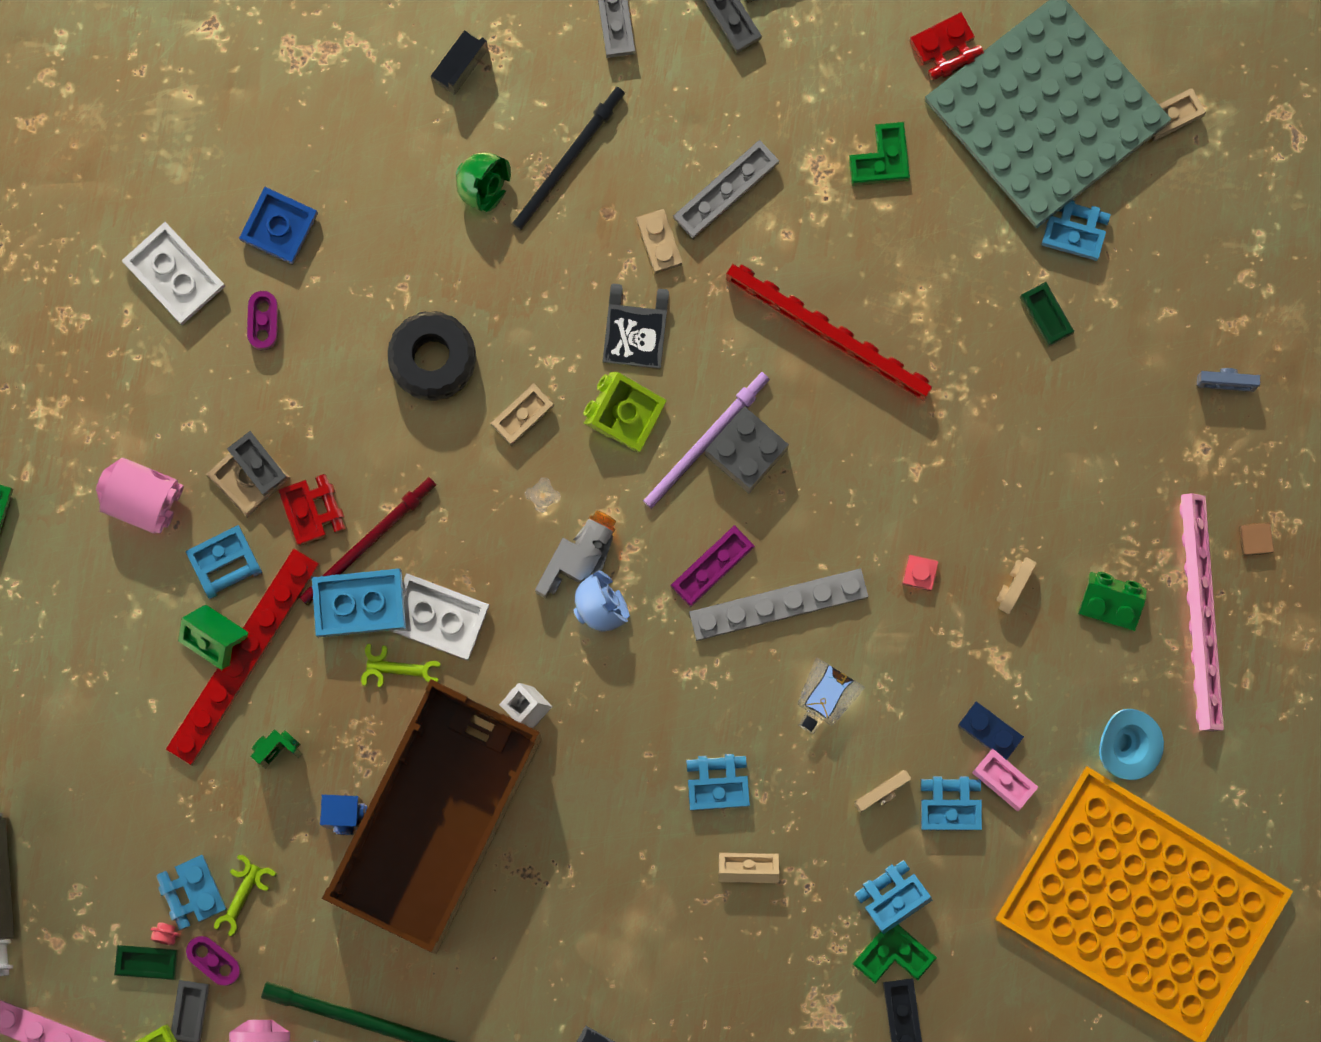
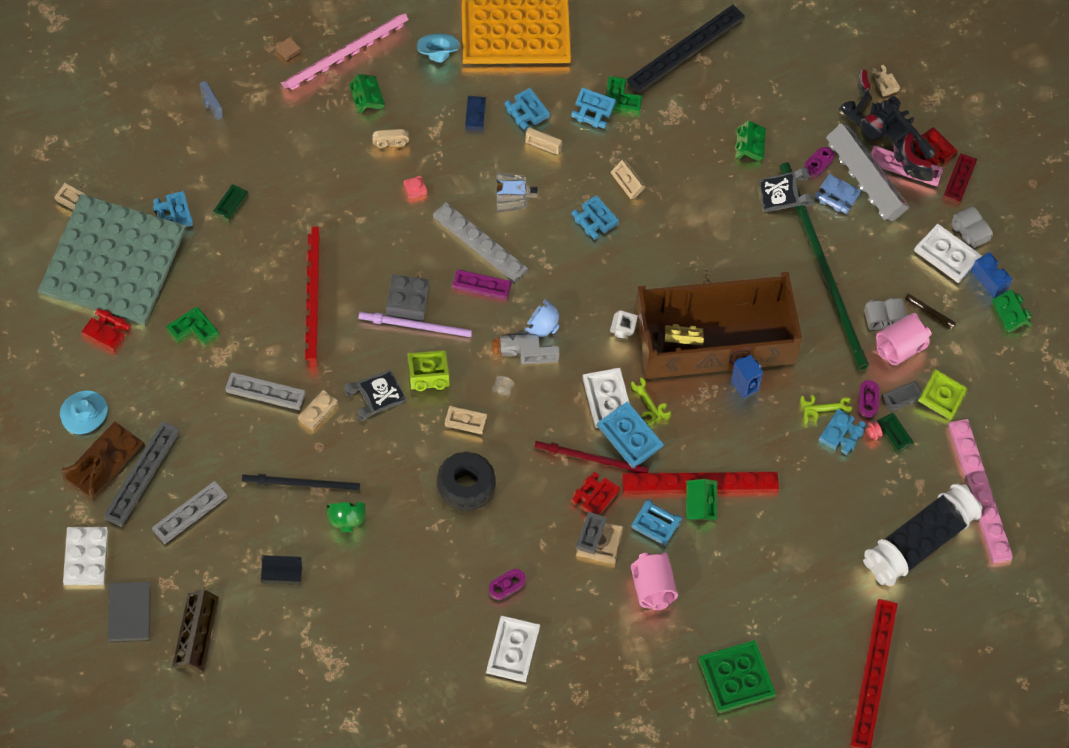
camera: 125 degrees left, 20 degrees down
(268, 748) = (738, 429): green bracket -> none
(278, 225) = (445, 609): blue plate -> none
(448, 765) = (684, 335): none -> light yellow plate
(1005, 780) = (496, 91): bright pink plate -> none

